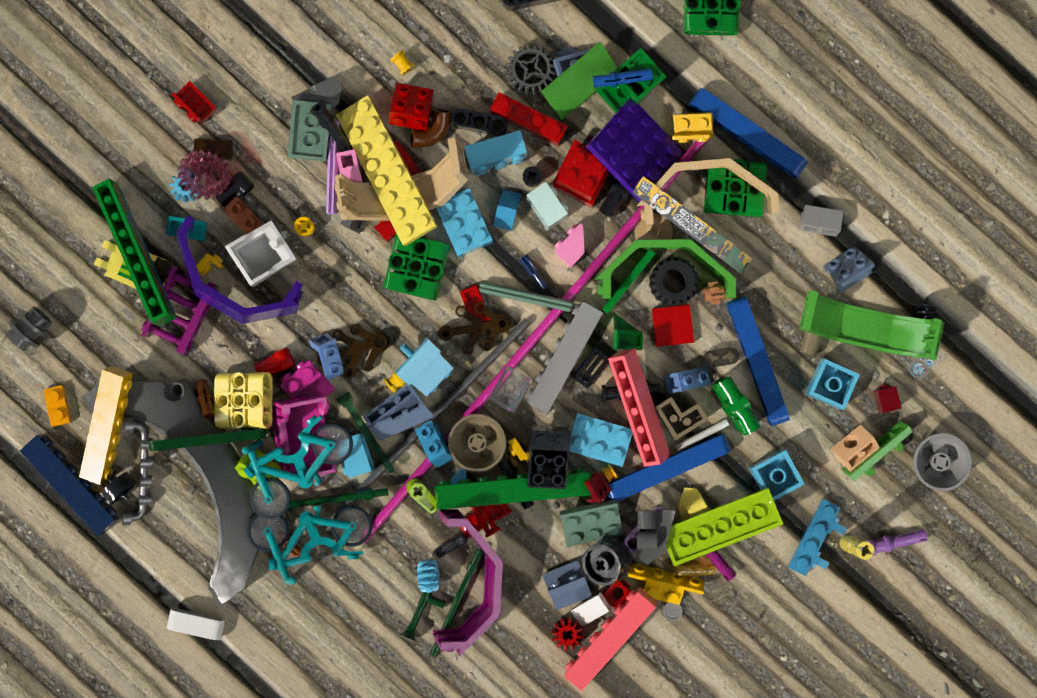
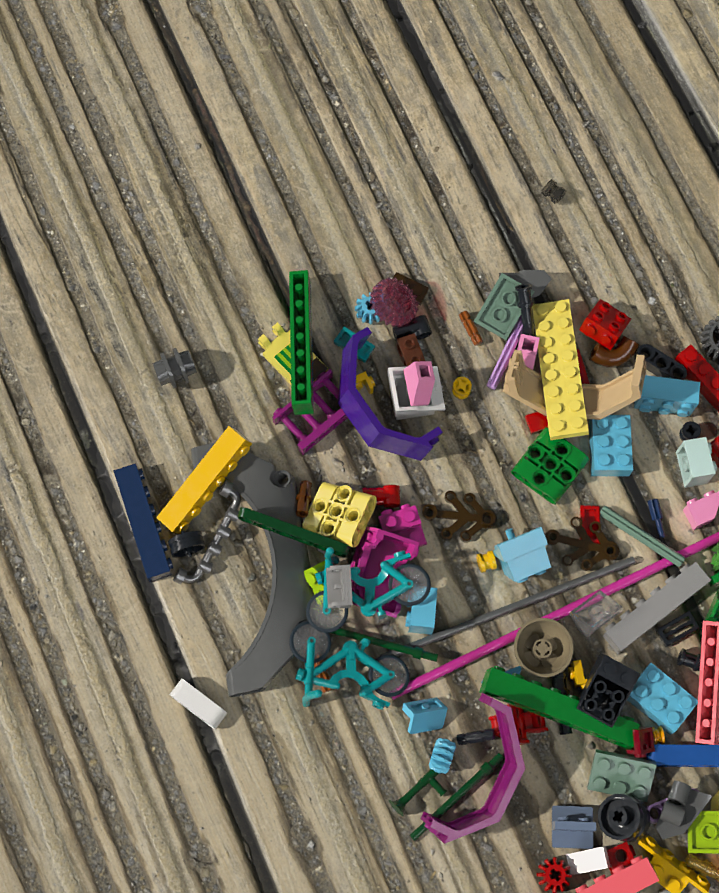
camera: 20 degrees right, 15 degrees down
(57, 406) = (164, 448): light orange plate -> none
(195, 102) = (410, 242): red bracket -> none
(260, 248) = (419, 382): none -> bright pink slope
(269, 475) = (339, 586): none -> light grey hinge
(288, 163) = (470, 328): none -> dark orange axle
(328, 354) = (436, 509): medium blue bracket -> none
(346, 401) = (433, 558): clear green piece -> none
(353, 225) = (508, 404): dark grey tile -> none
(398, 413) = (479, 589): sand blue wedge -> none
(398, 546) = (425, 715): none -> medium azure panel
(402, 62) = (611, 286): yellow bush -> none
(422, 496) = (469, 678): lime piece -> none
(434, 443) = (501, 632): dark azure brick -> none
(507, 210) = (654, 453): dark azure slope -> none

